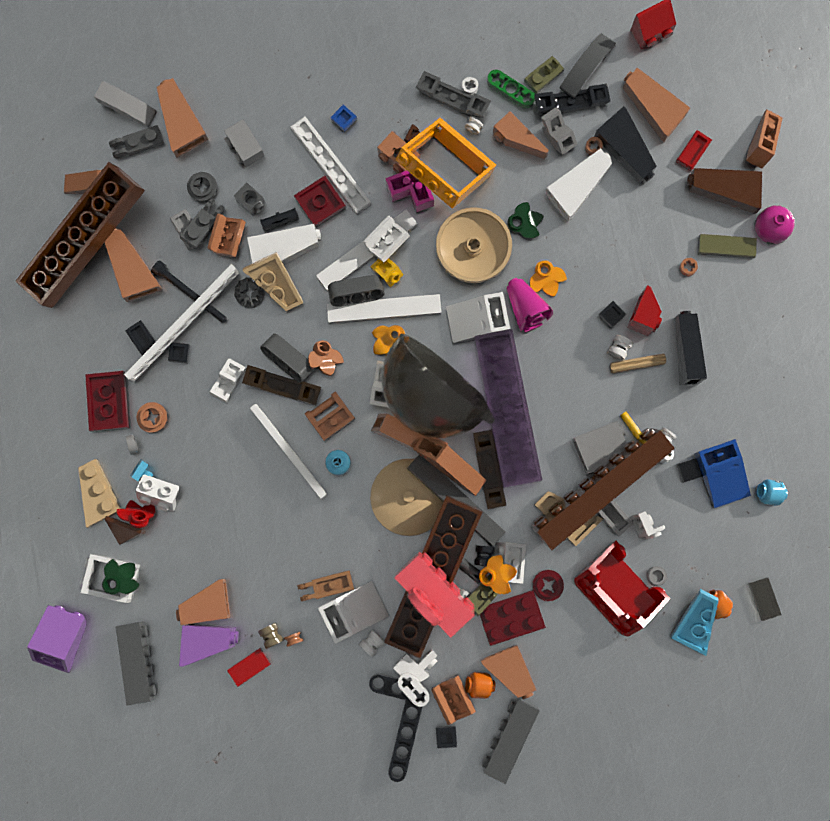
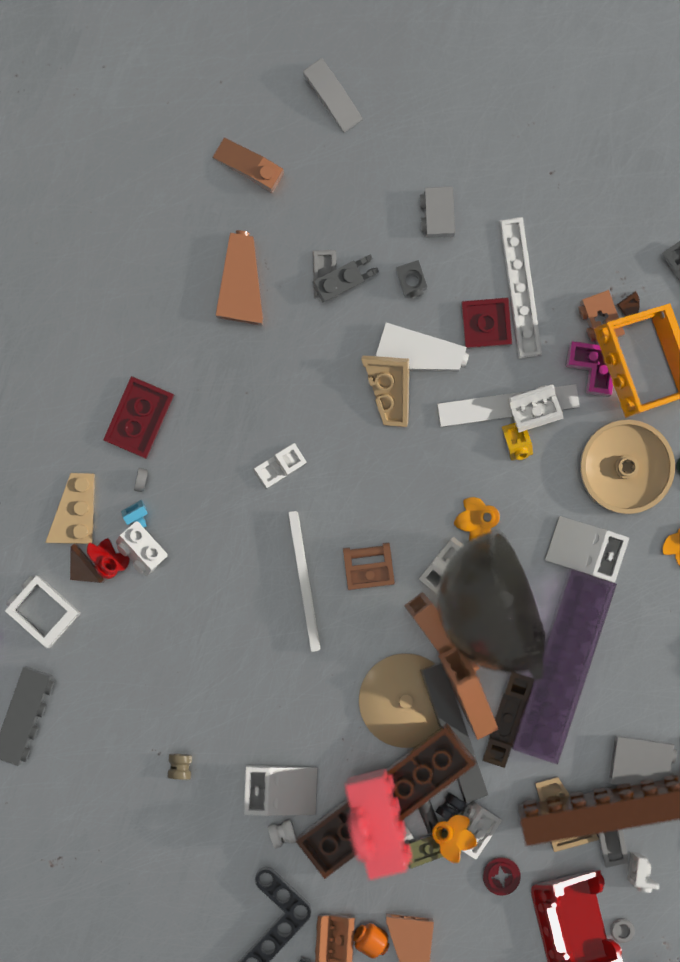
camera: 25 degrees right, 5 degrees up
(80, 235) = (206, 222): reddish brown brick -> none
(121, 575) = (58, 619): dark green plate -> none
(137, 142) = (324, 144): dark grey hinge -> none
(140, 337) = (212, 372): black tile -> none
(144, 413) = (171, 452): nougat gear -> none
(160, 269) = (272, 304): black piece -> none
(179, 352) = (243, 406): black tile -> none
(181, 123) = (382, 150): nougat slope -> none
(181, 323) = (265, 378): white tile -> none
(196, 180) = (363, 224): dark grey gear -> none
(204, 641) = (109, 736): medium lavender slope -> none
(206, 605) = (128, 696): nougat slope -> none
(226, 236) = (364, 306): nougat bracket -> none
(243, 299) = (345, 385): dark grey gear -> none
(249, 667) = (139, 786): red tile -> none
(279, 219) = (431, 318): black pin -> none
(281, 385) = (335, 505): dark brown slope -> none
(286, 357) = (357, 478): dark grey beam -> none
(293, 639) = (202, 783): nougat bush -> none
(324, 359) = (397, 502): nougat plate -> none
(328, 585) = (268, 747): medium nougat hinge -> none
(343, 118) = (564, 243): blue plate -> none
(343, 467) = (356, 616): medium azure head -> none
(355, 290) = (471, 445): dark grey beam -> none
(385, 309) = (491, 481): white tile -> none
(409, 665) = (309, 886): white brick -> none
(410, 693) = (294, 909): white beam -> none
(512, 618) = (444, 889): dark red plate -> none
(527, 305) = (648, 564): dark pink cone -> none

